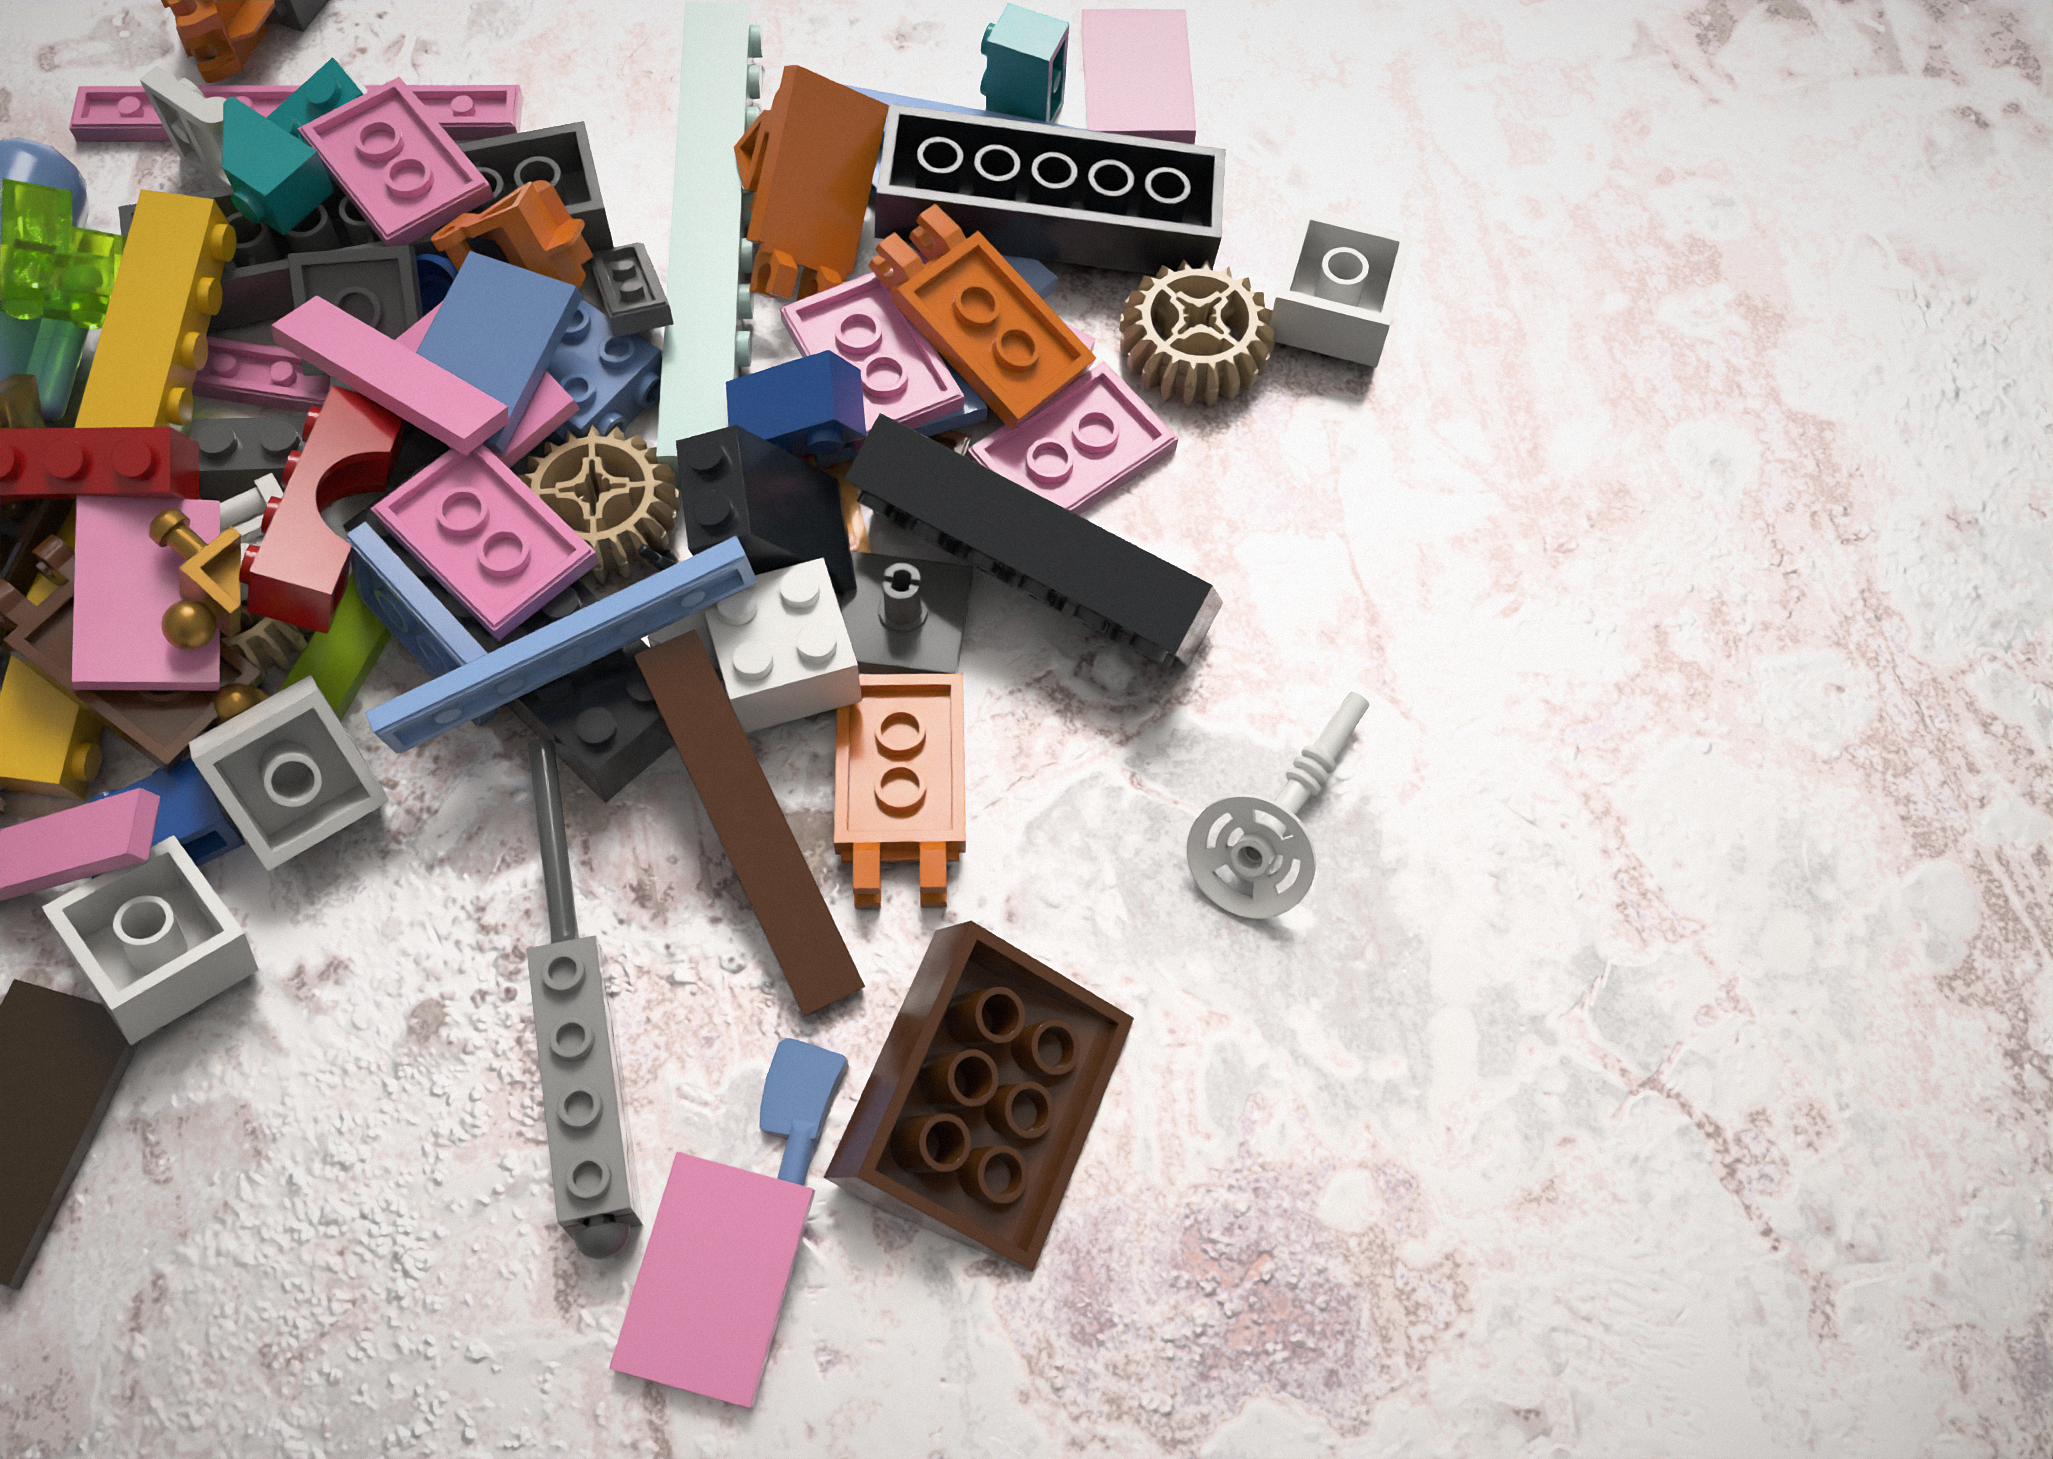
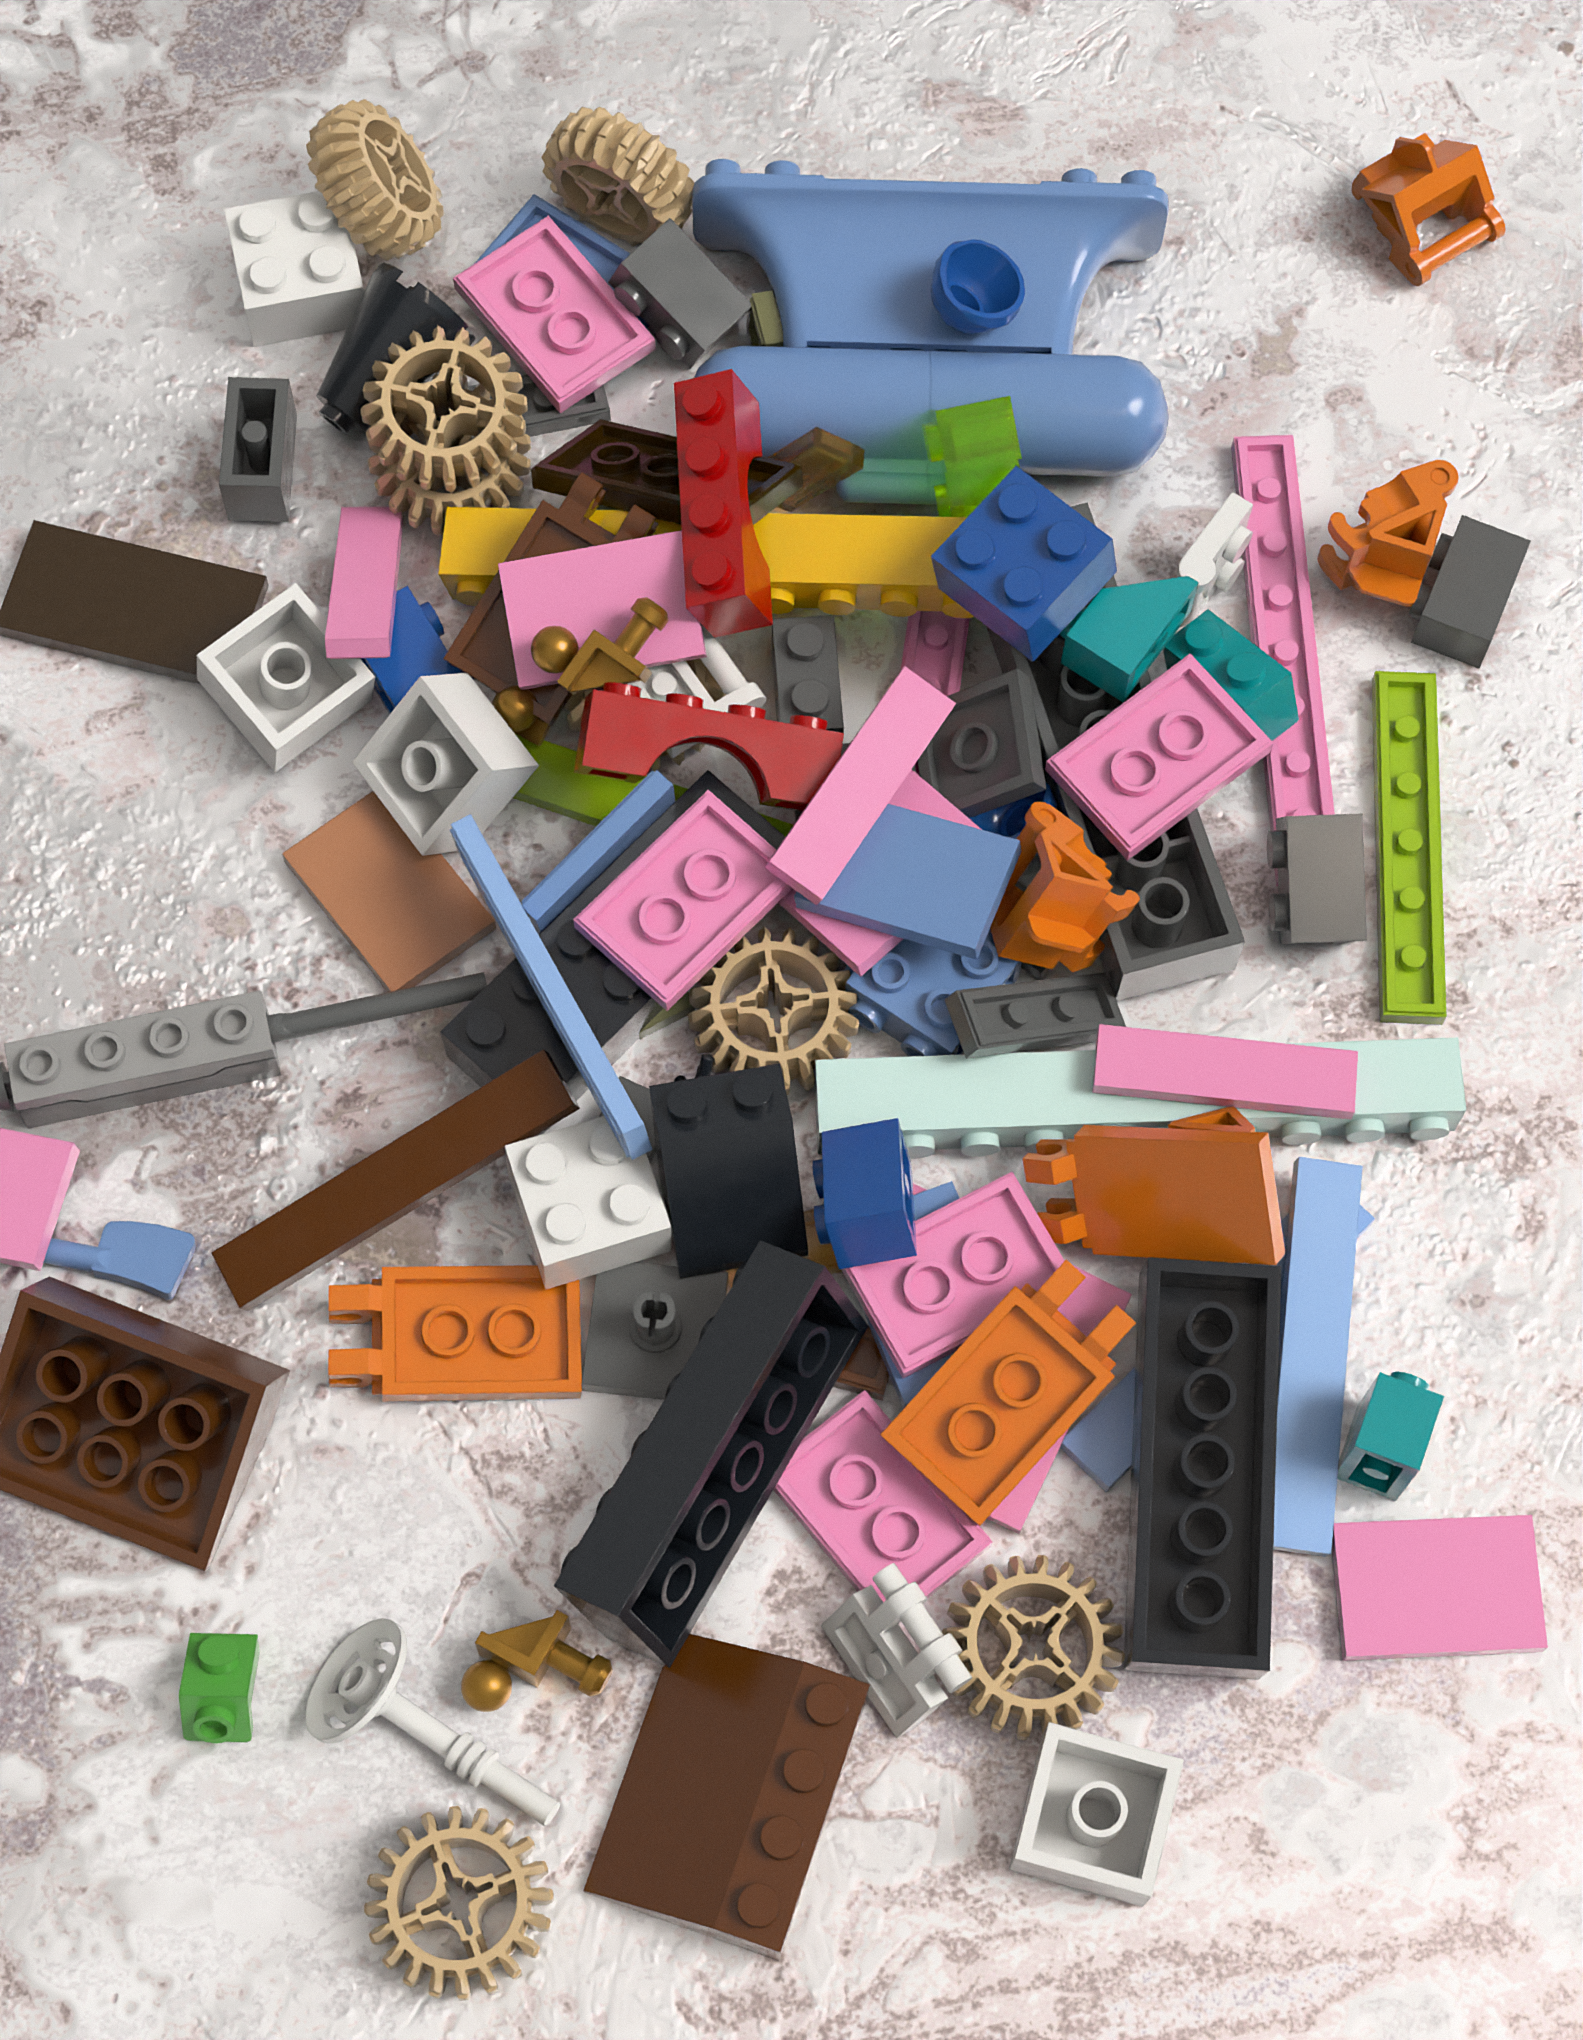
camera: 90 degrees right, 5 degrees up
(187, 198) = (1024, 563): none -> blue brick
(417, 854) = (385, 898): none -> nougat tile
(495, 43) = (1408, 848): none -> lime tile
(524, 81) = (1318, 878): none -> brick
(701, 150) = (1225, 1071): none -> bright pink tile
(1213, 714) = (528, 1654): none -> pearl gold piece
(1214, 436) = (881, 1654): none -> white plate
(1251, 994) = (218, 1687): none -> bright green bracket
(1334, 556) = (728, 1792): none -> reddish brown slope
(1458, 747) = (428, 1914): none -> tan gear

